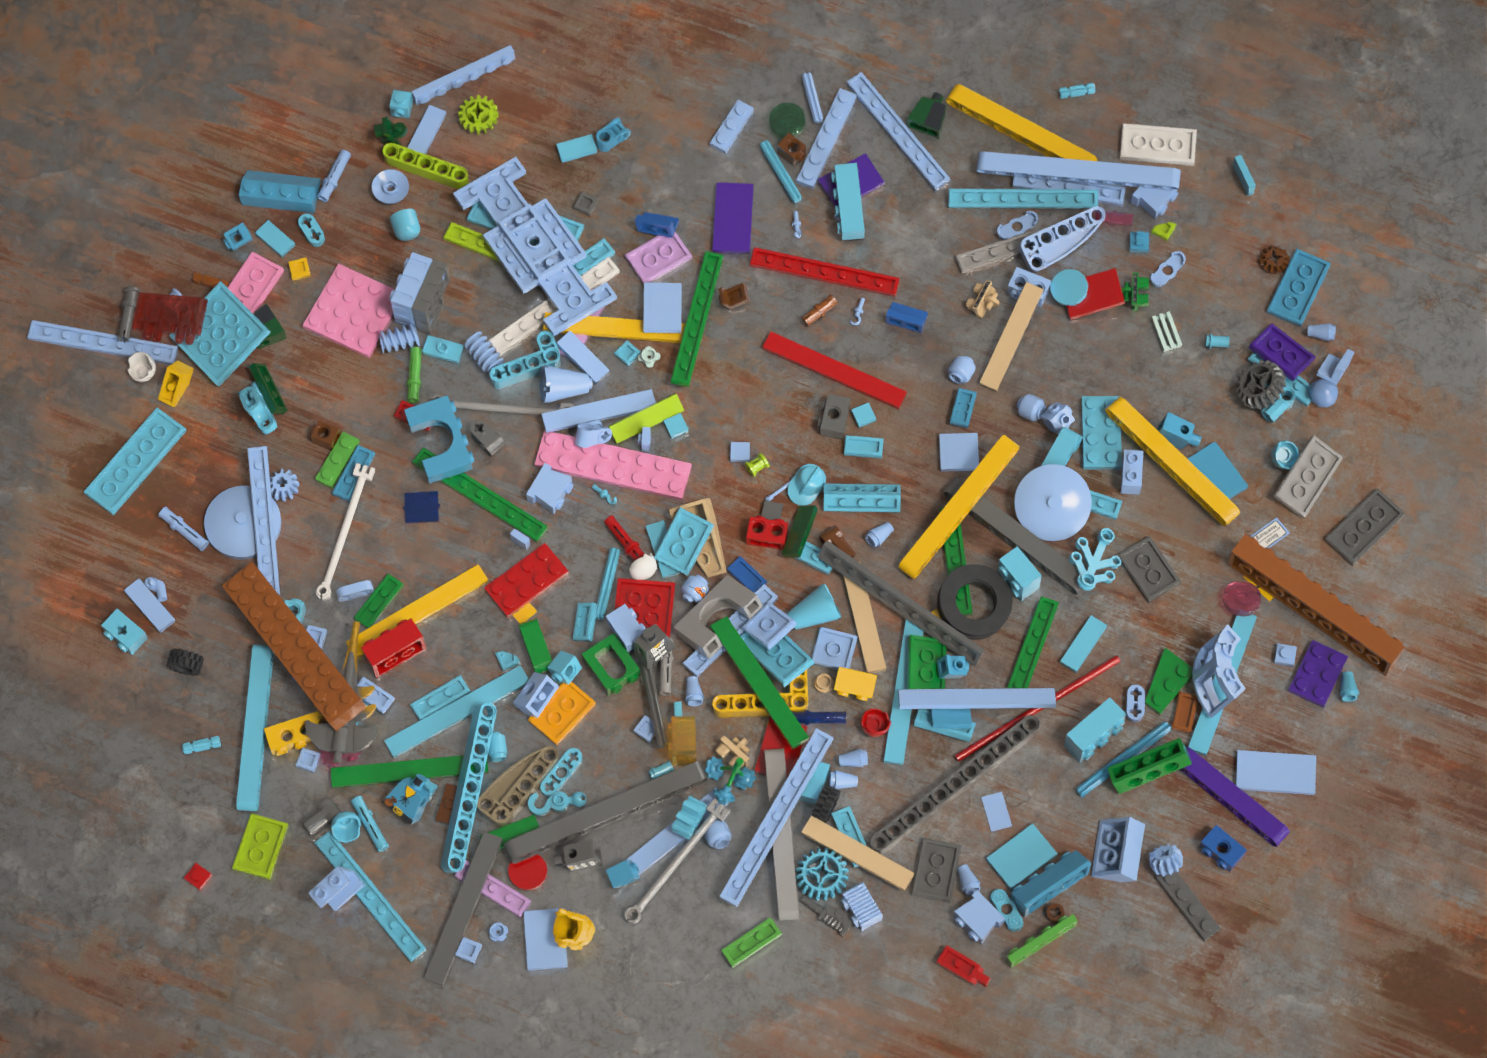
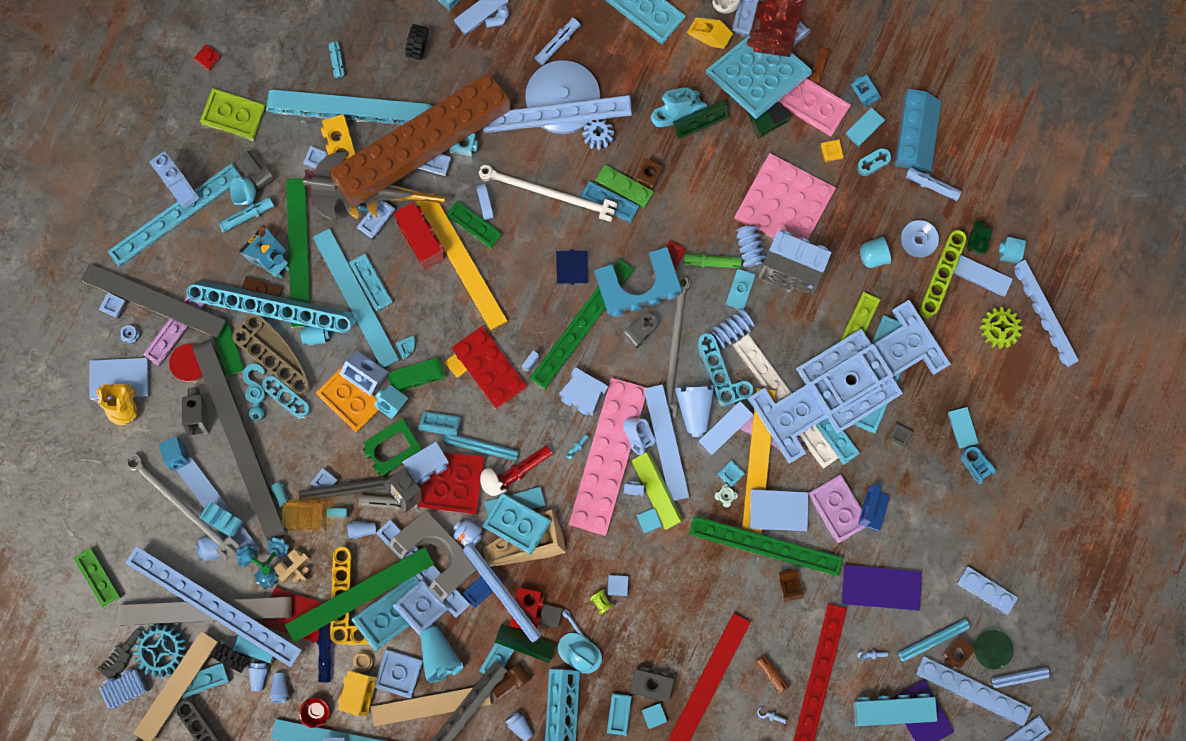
camera: 85 degrees right, 10 degrees up
(751, 550) = (502, 593): none -> light blue axle

